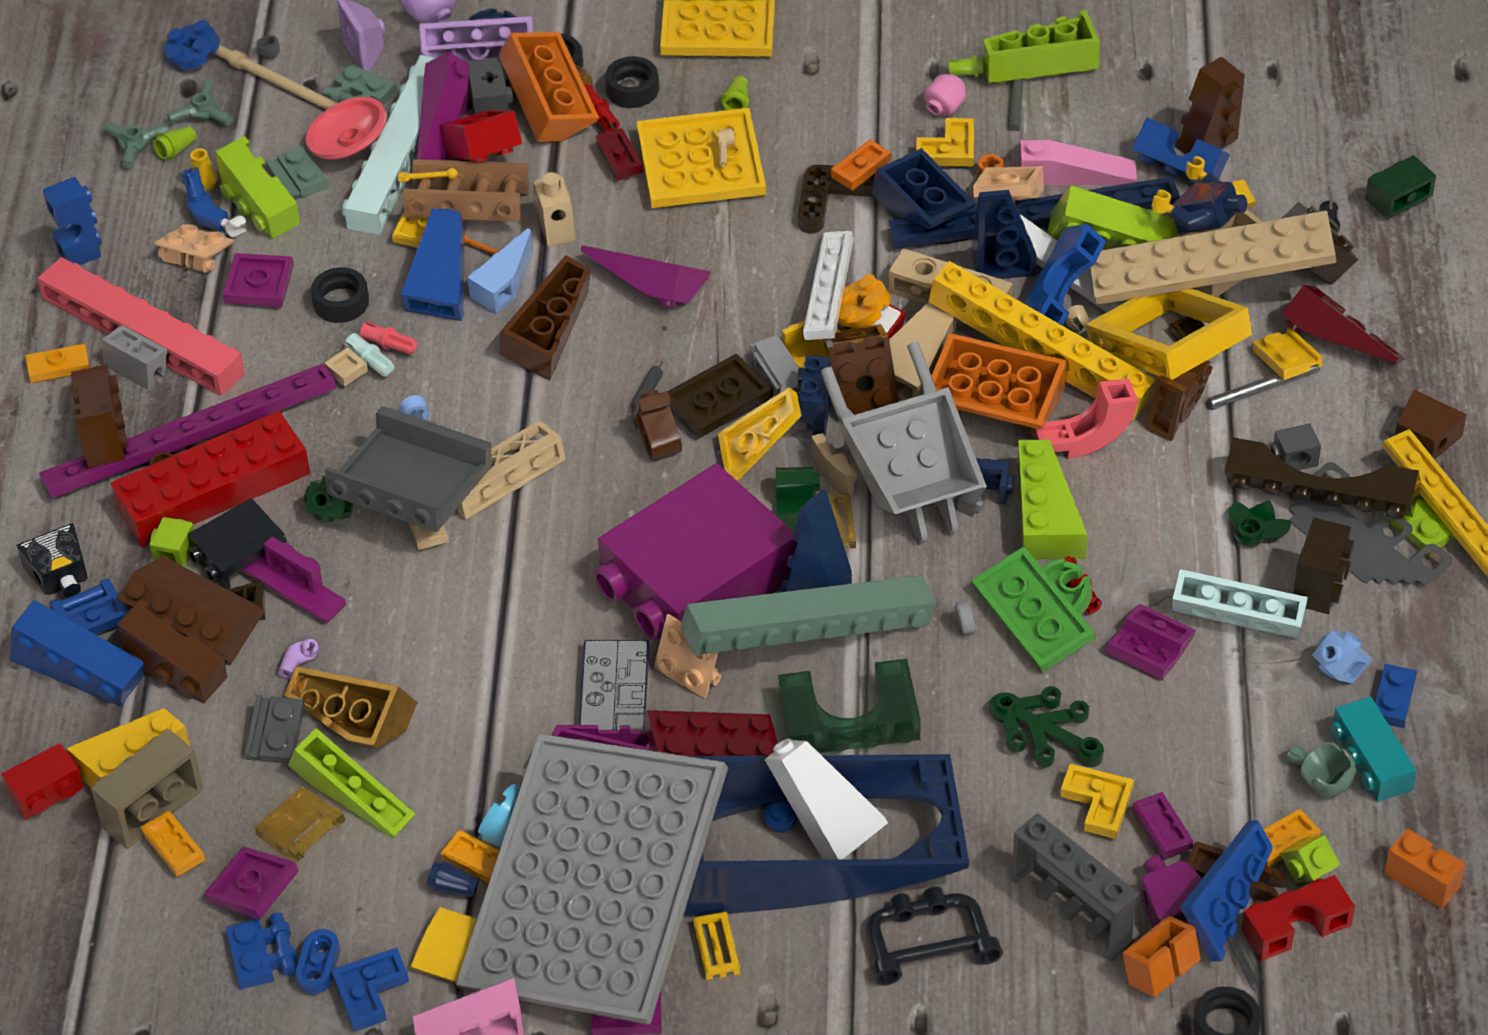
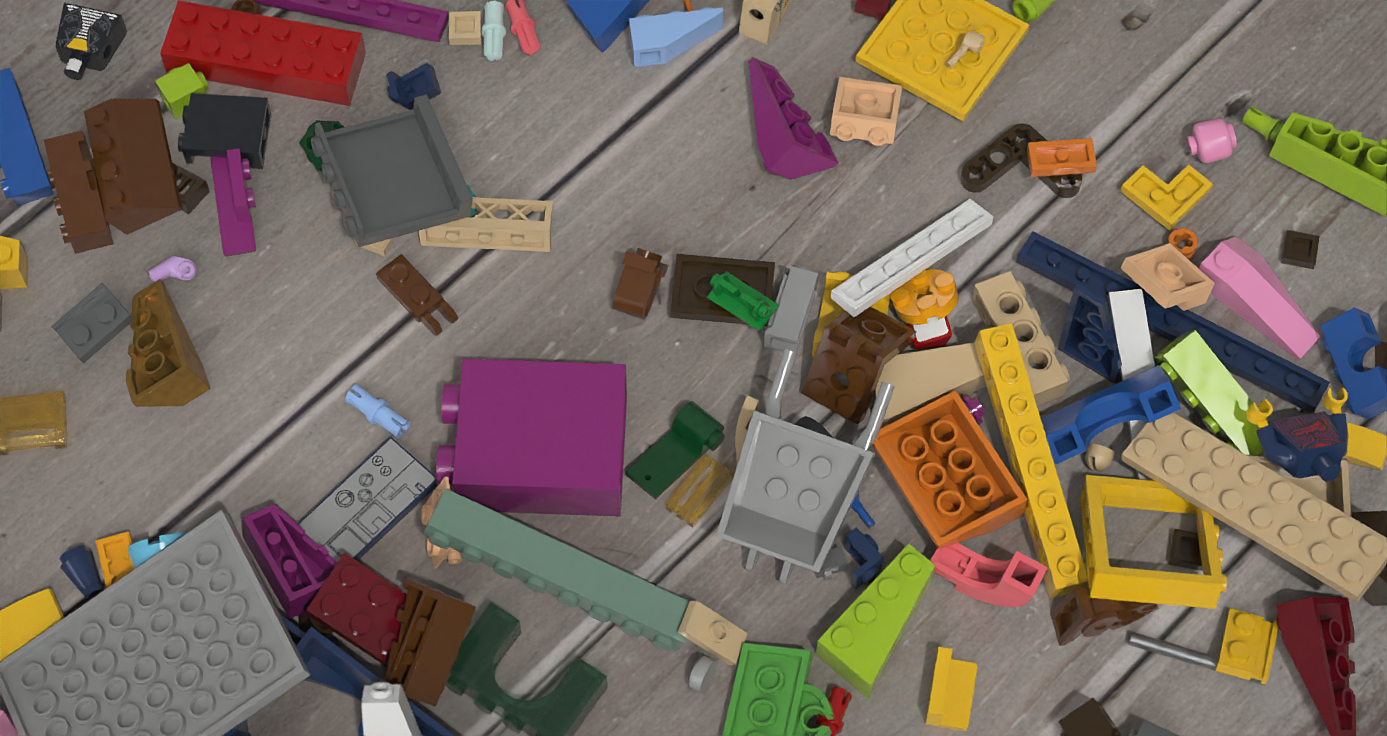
camera: 40 degrees right, 15 degrees up
(93, 609) = (66, 110): blue plate -> none
(348, 784) = (93, 422): lime slope -> none
(351, 424) = (413, 84): none -> dark blue bracket
(415, 403) = (475, 111): light blue bush -> none
(501, 548) = (415, 293): none -> reddish brown hinge
(545, 321) = (657, 107): reddish brown wedge -> none
(555, 633) = (377, 411): none -> light blue pin
(648, 385) = (677, 236): dark grey piece -> none
(696, 228) = (865, 111): none -> light nougat plate
(744, 385) = (741, 300): none -> green hinge
(757, 432) = (705, 355): yellow wing -> none
(761, 707) = (427, 641): none -> reddish brown wedge
(814, 397) = (765, 361): dark blue plate -> none
(820, 553) = (616, 524): dark blue wedge -> none
(919, 190) = (1084, 226): dark blue slope -> none
(945, 585) = (712, 632): none -> tan plate
(1015, 105) = (1272, 196): dark grey bar -> none
(1067, 122) = (1300, 249): none -> dark brown tile
(1132, 512) = (951, 691): none -> yellow panel

